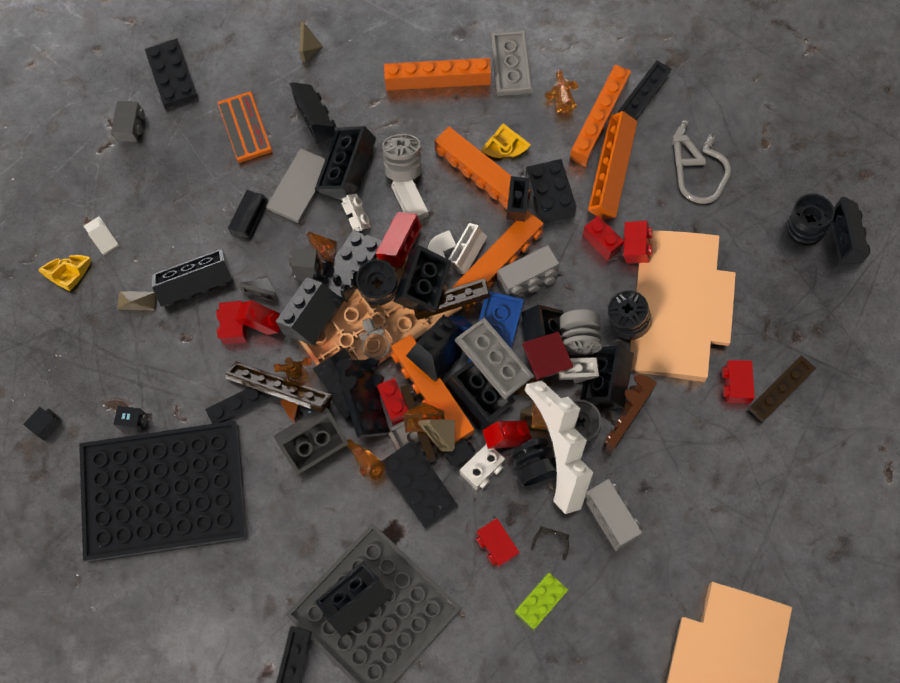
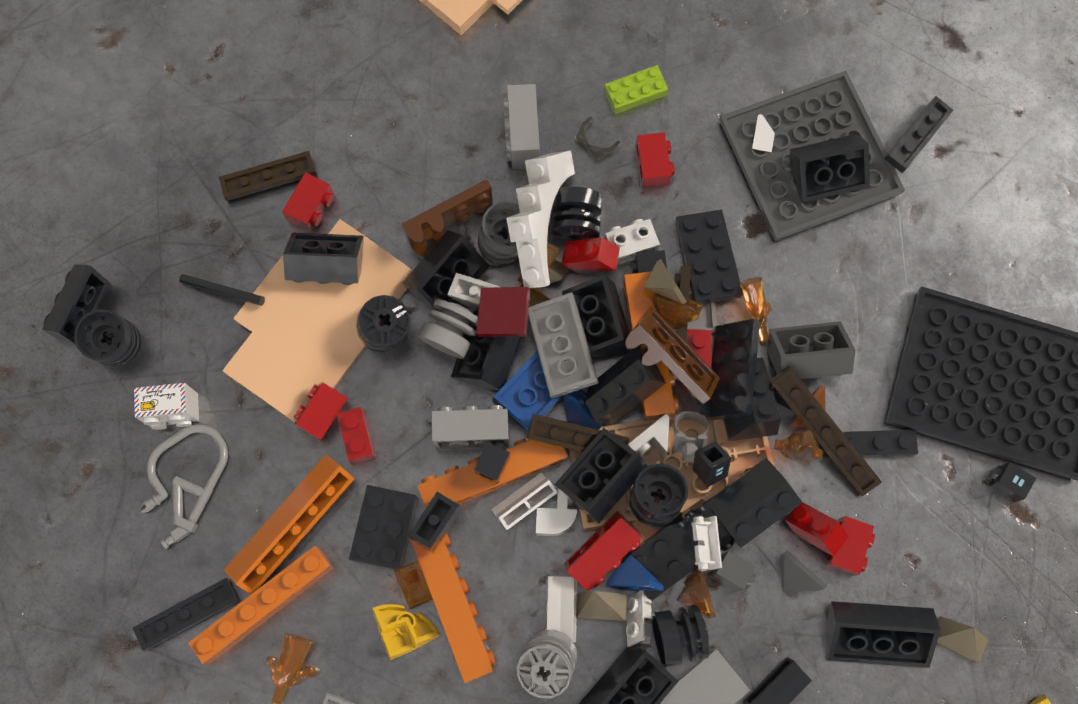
camera: 160 degrees left, 5 degrees up
(326, 210) = (685, 634): none -> black wheel
(334, 271) = (708, 548): none -> white hinge
(349, 322) = (711, 463): none -> black brick
(369, 230) = (633, 577): none -> blue slope
(382, 211) = (602, 606): none -> dark tan slope
(397, 328) = (655, 434): none -> white slope
(408, 374) = (667, 346): none -> reddish brown hinge
(418, 606) = (763, 135): none -> white sticker
(500, 254) = (493, 461): none -> black brick
(514, 167) = (413, 584): none -> clear orange slope
(699, 339) = (323, 258): none -> black slope
(740, 195) = (166, 405): none -> white brick
(757, 288) = (221, 289): none -> black bar

